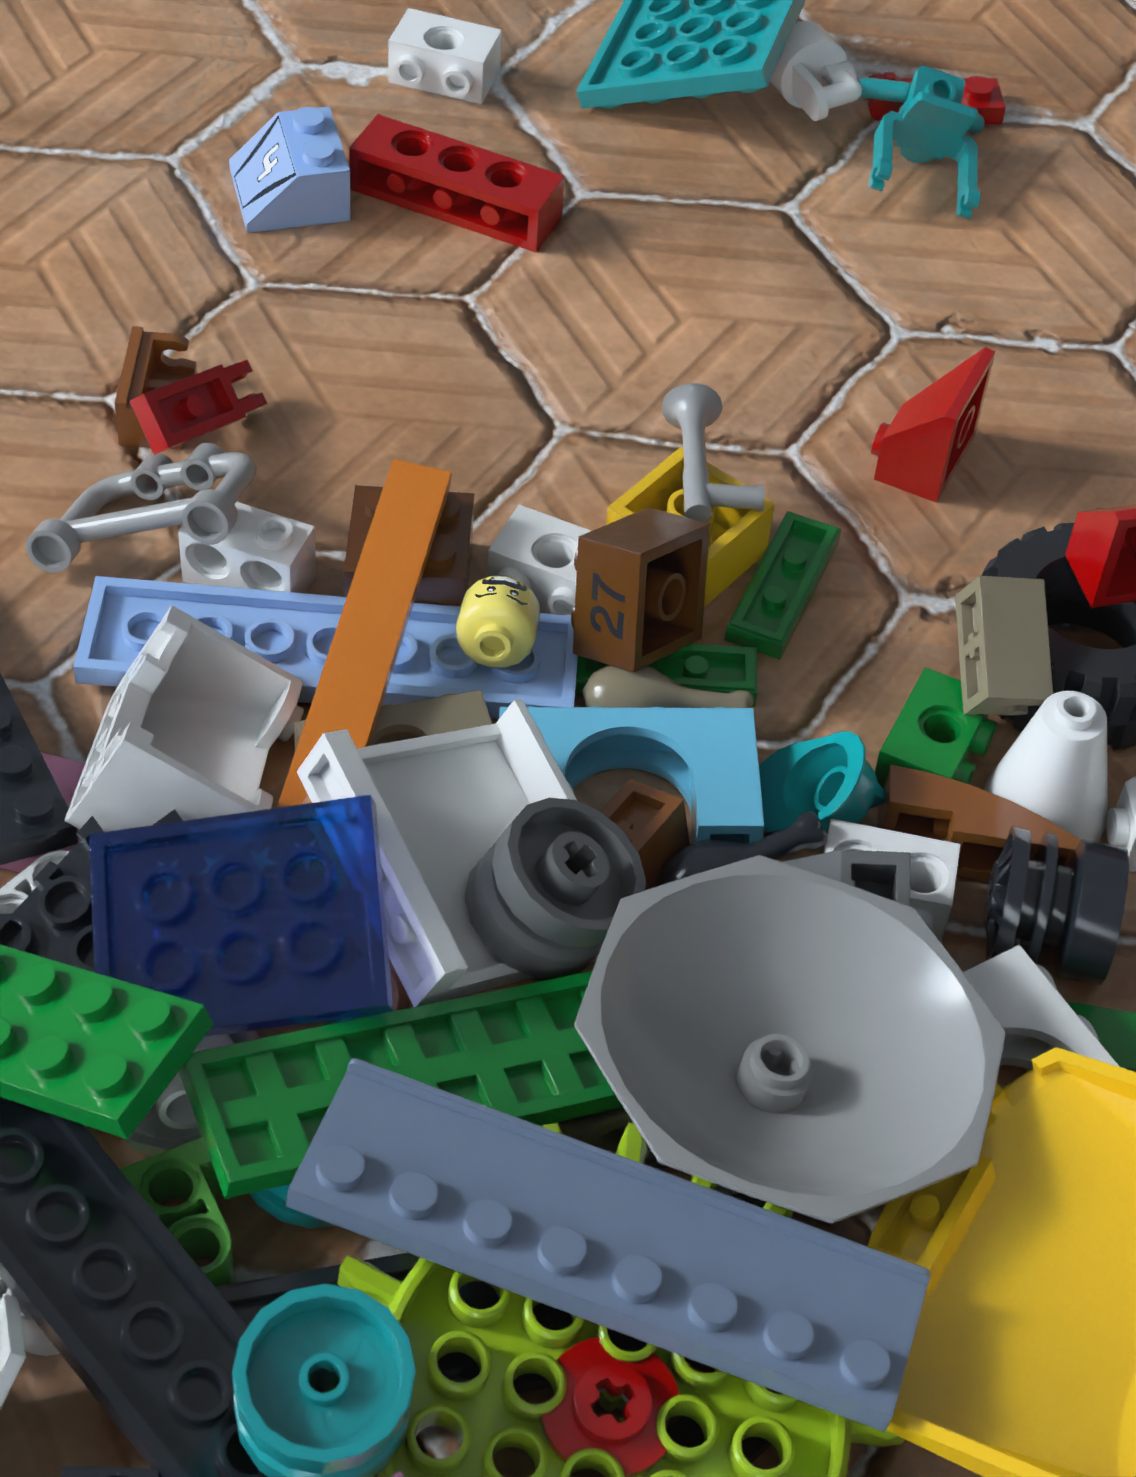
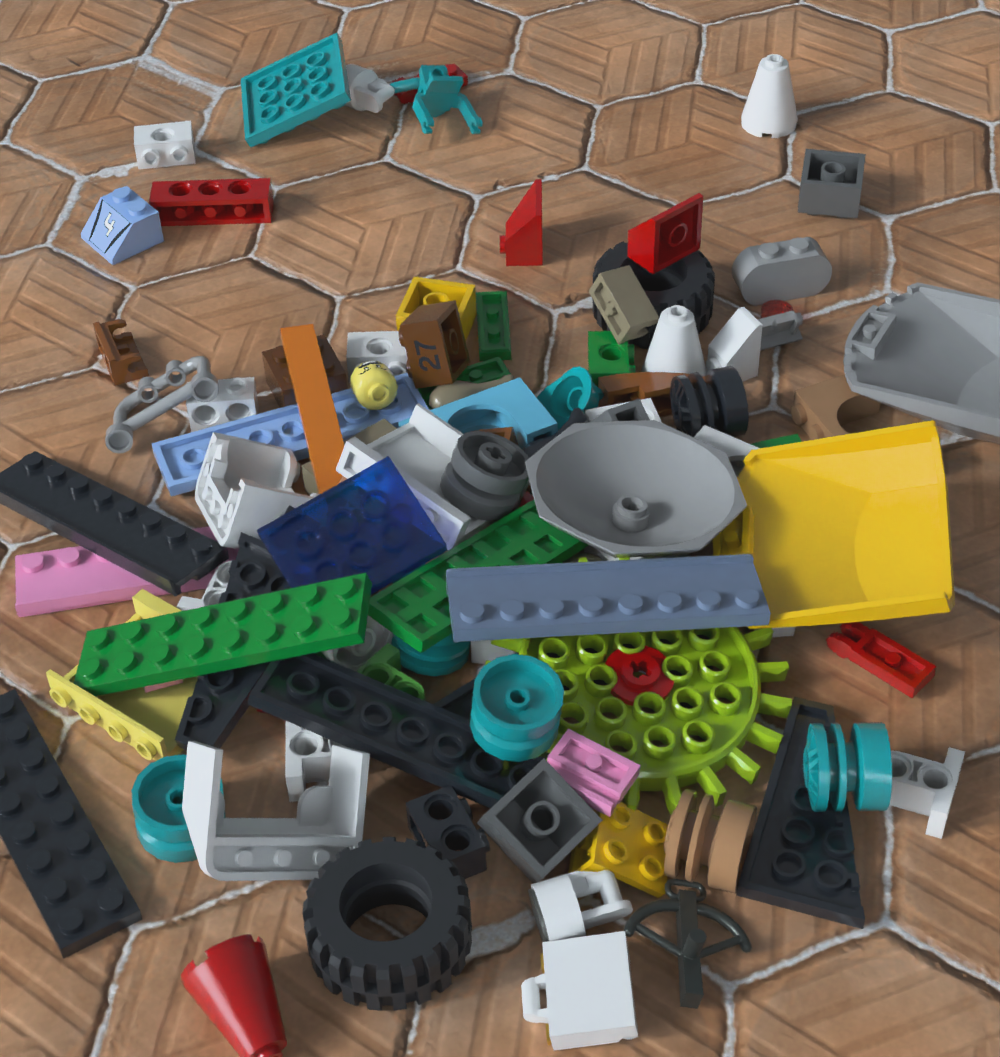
camera: 20 degrees left, 5 degrees down
(194, 406) = (151, 348): red hinge -> none
(691, 410) = (409, 258): light grey piece -> none

